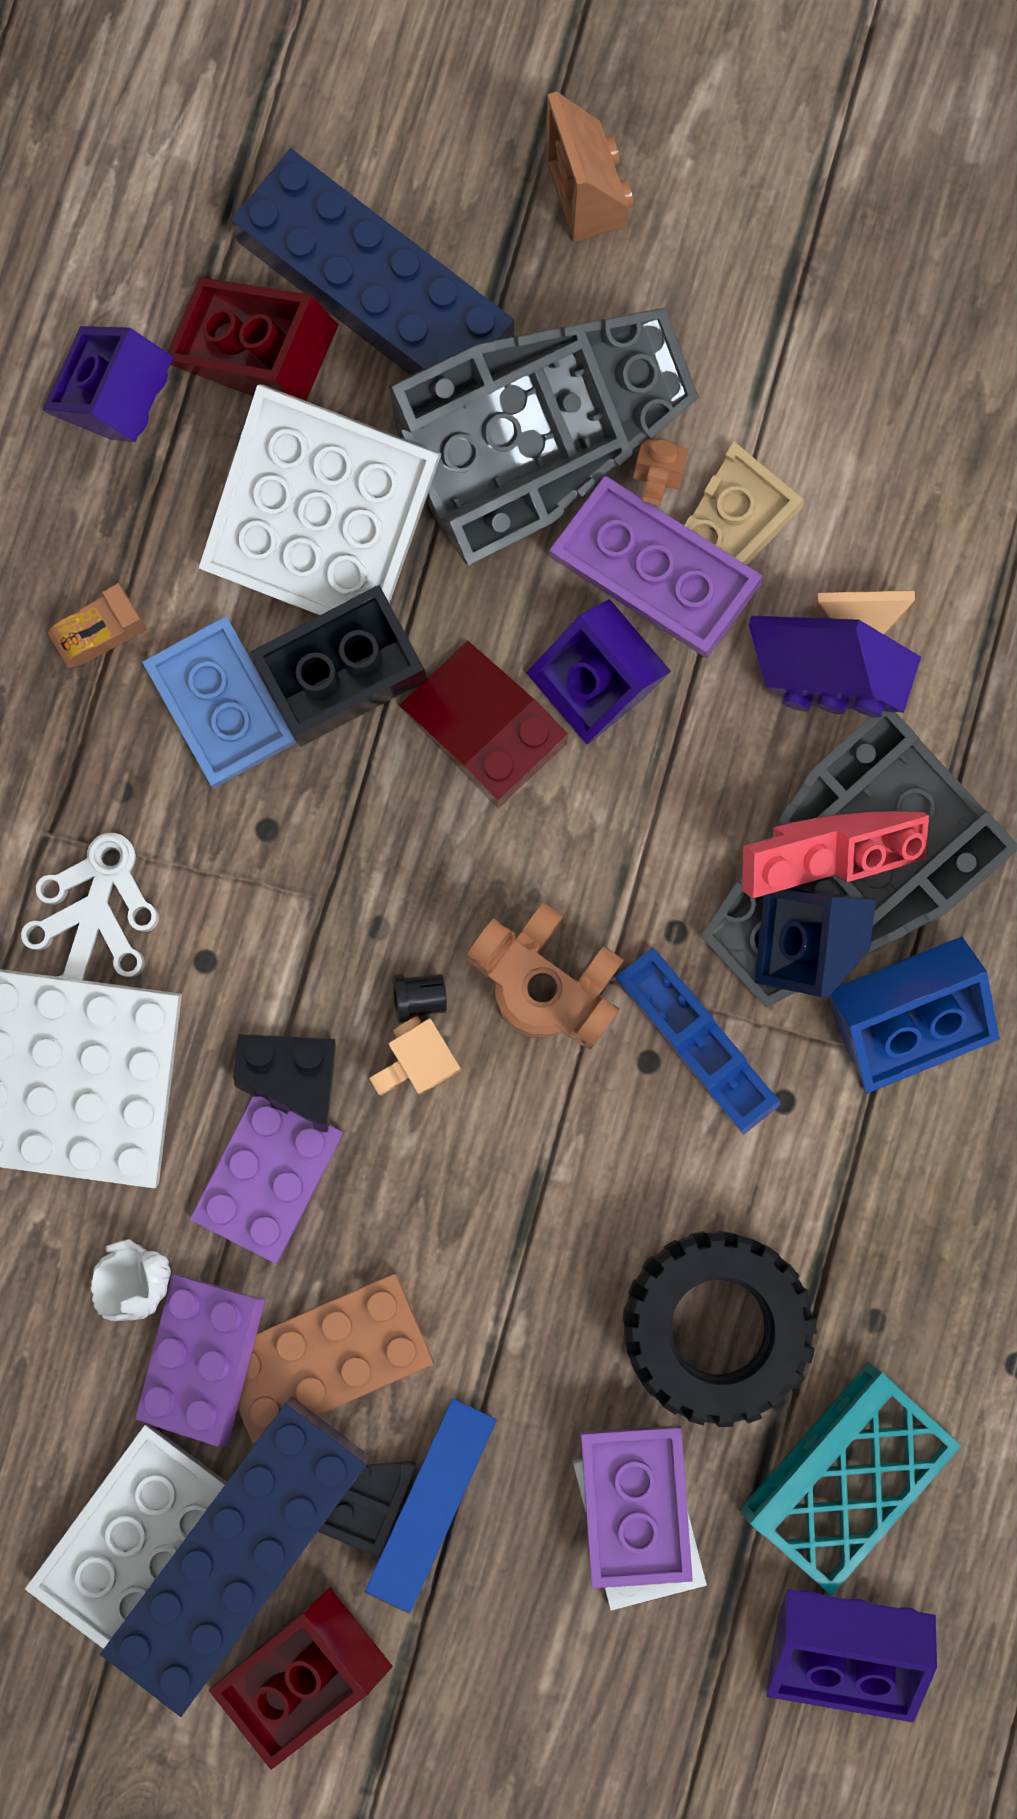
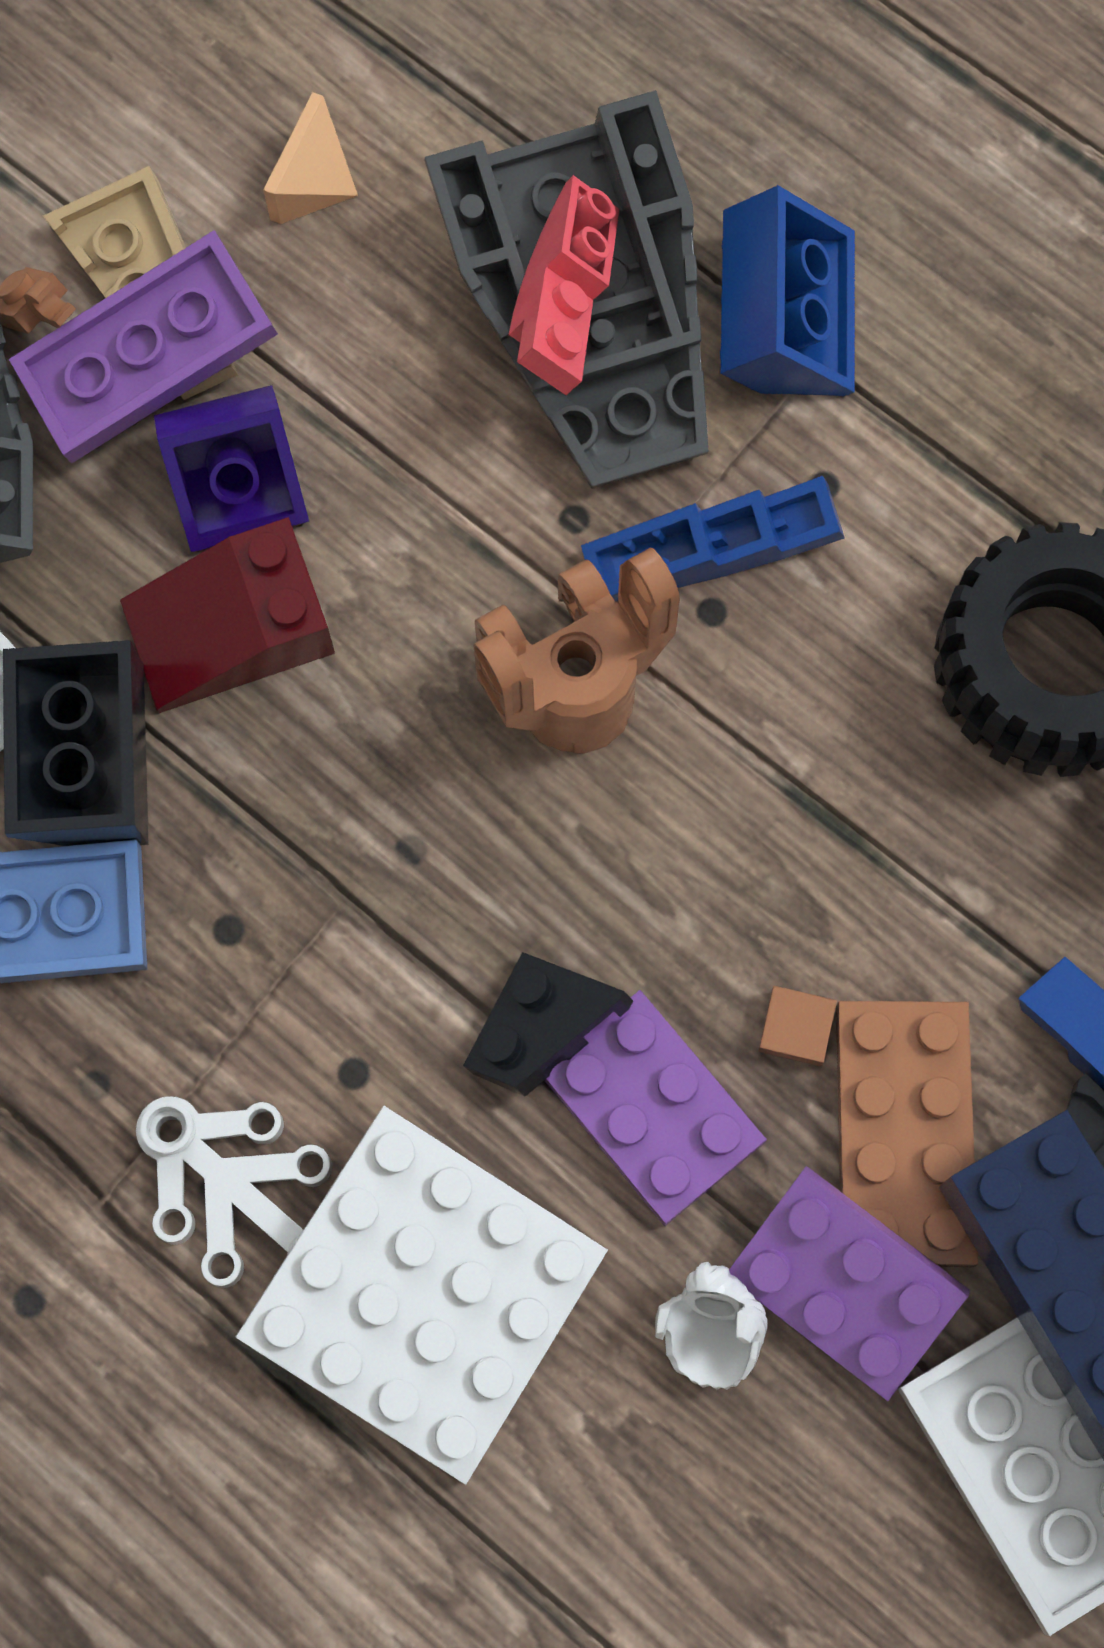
camera: 65 degrees left, 10 degrees down
(367, 1251) = (797, 1026): none -> nougat tile
(418, 996) = (515, 831): black bush -> none
(420, 1057) = (591, 857): light nougat brick -> none
(812, 939) = (655, 354): dark blue slope -> none
(833, 664) = (352, 193): dark purple slope -> none

